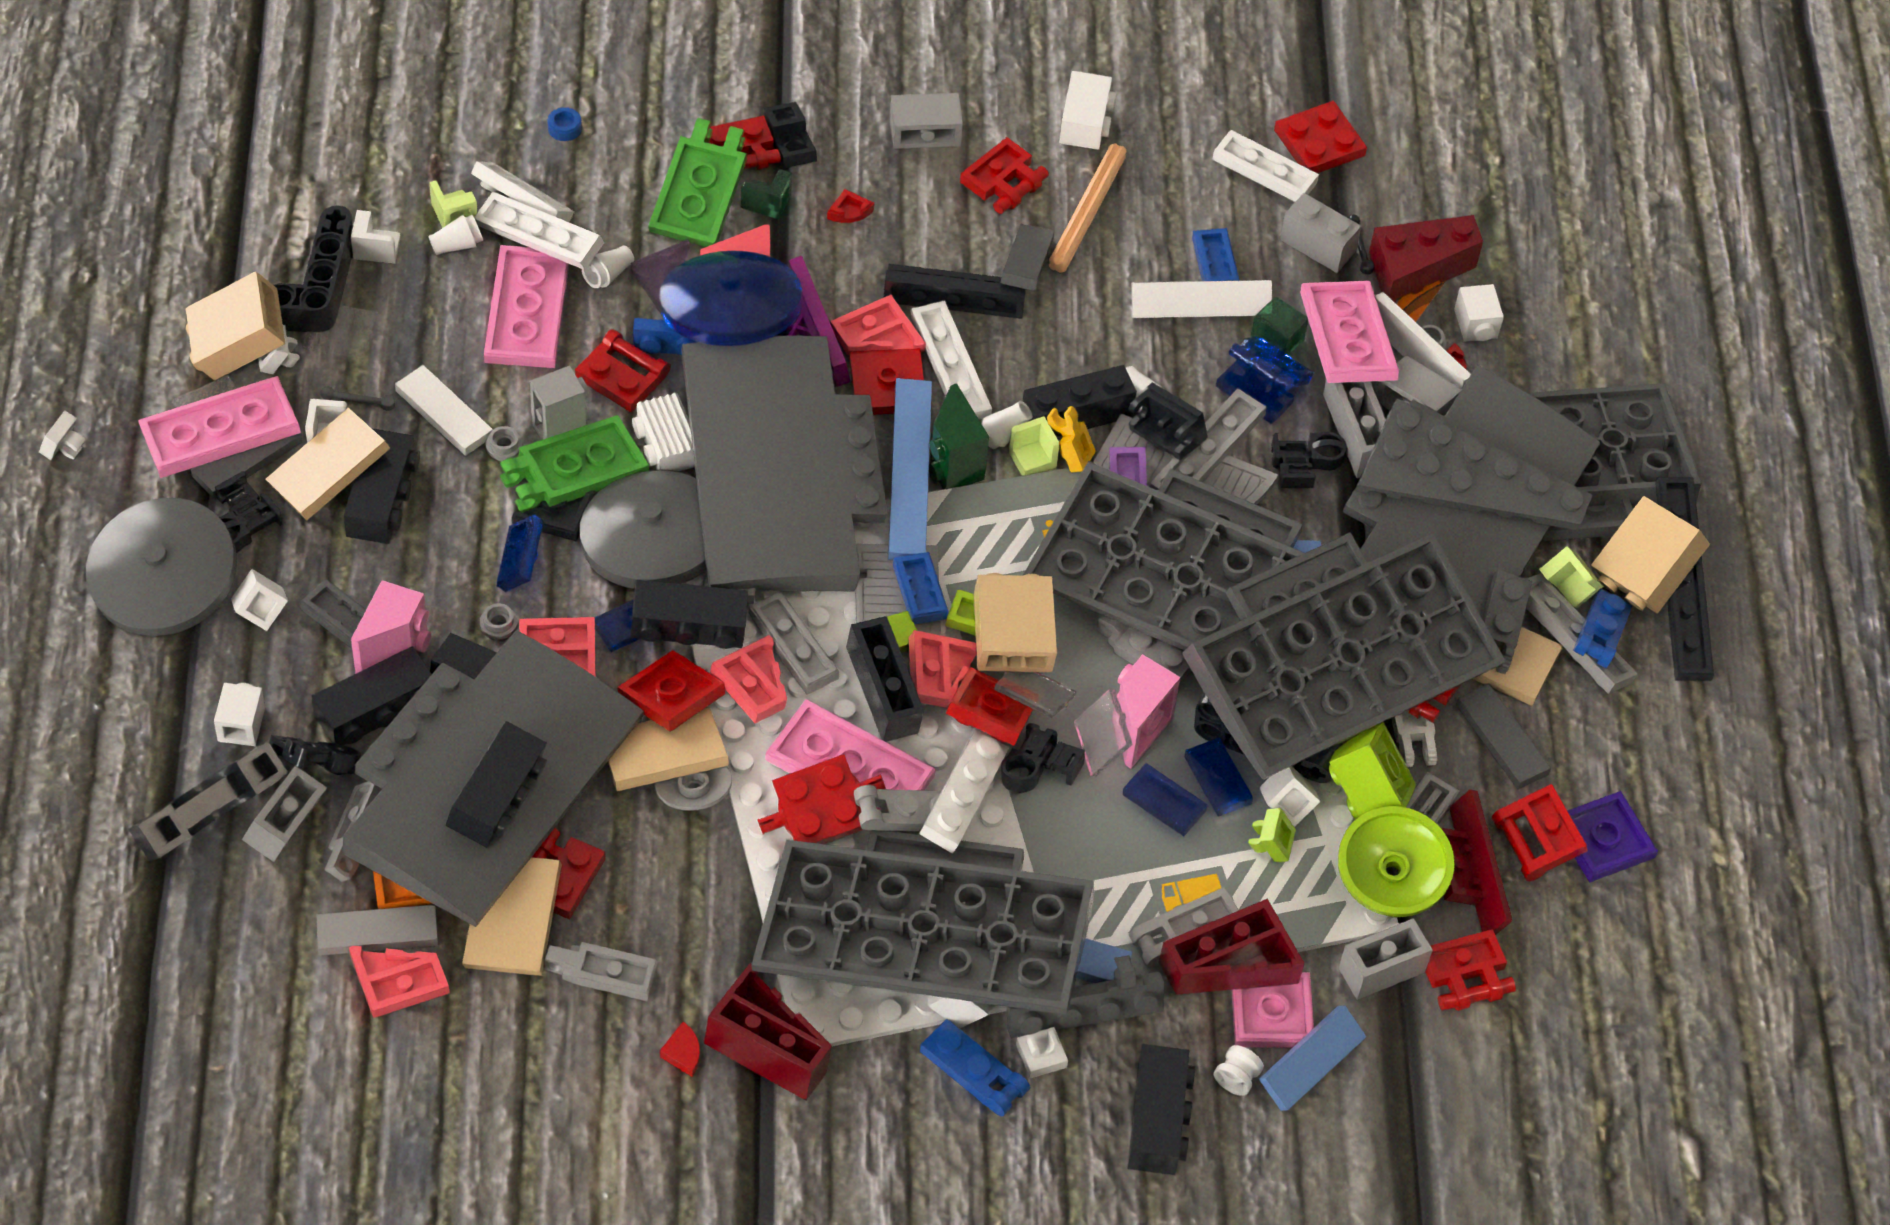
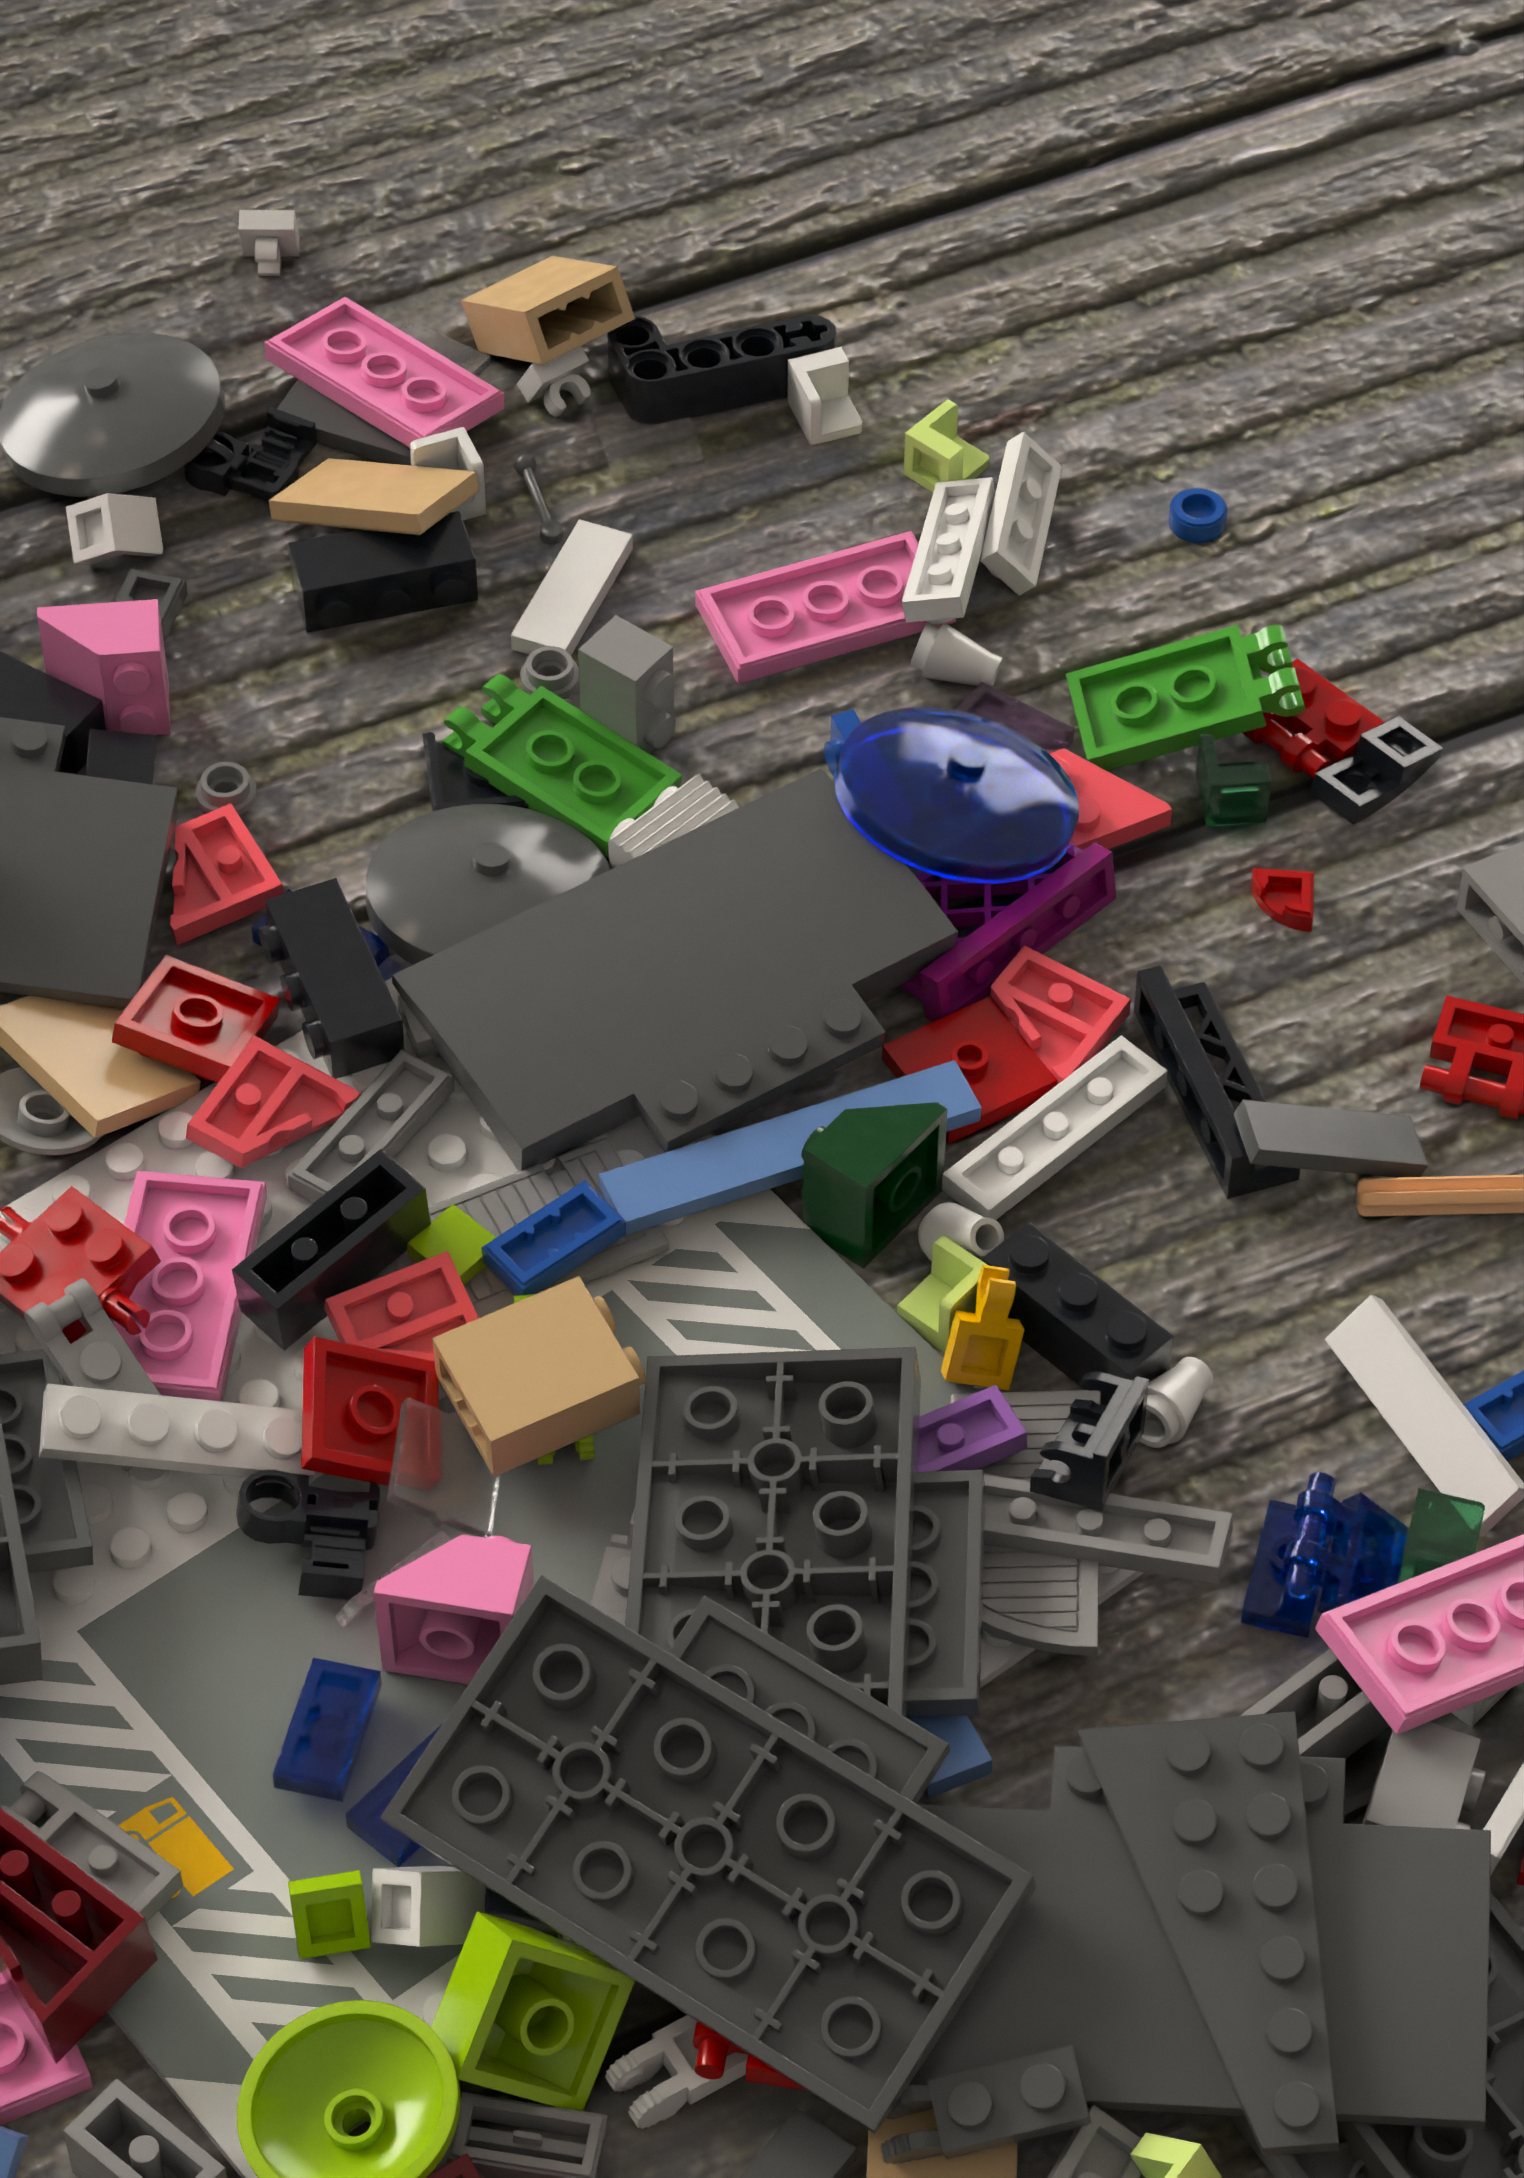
camera: 70 degrees right, 5 degrees down
(457, 235) = (895, 479): white cone -> none
(519, 553) = (356, 766): clear blue plate -> none
(617, 379) = (758, 743): red plate -> none
(1298, 457) = (1177, 1676): black piece -> none

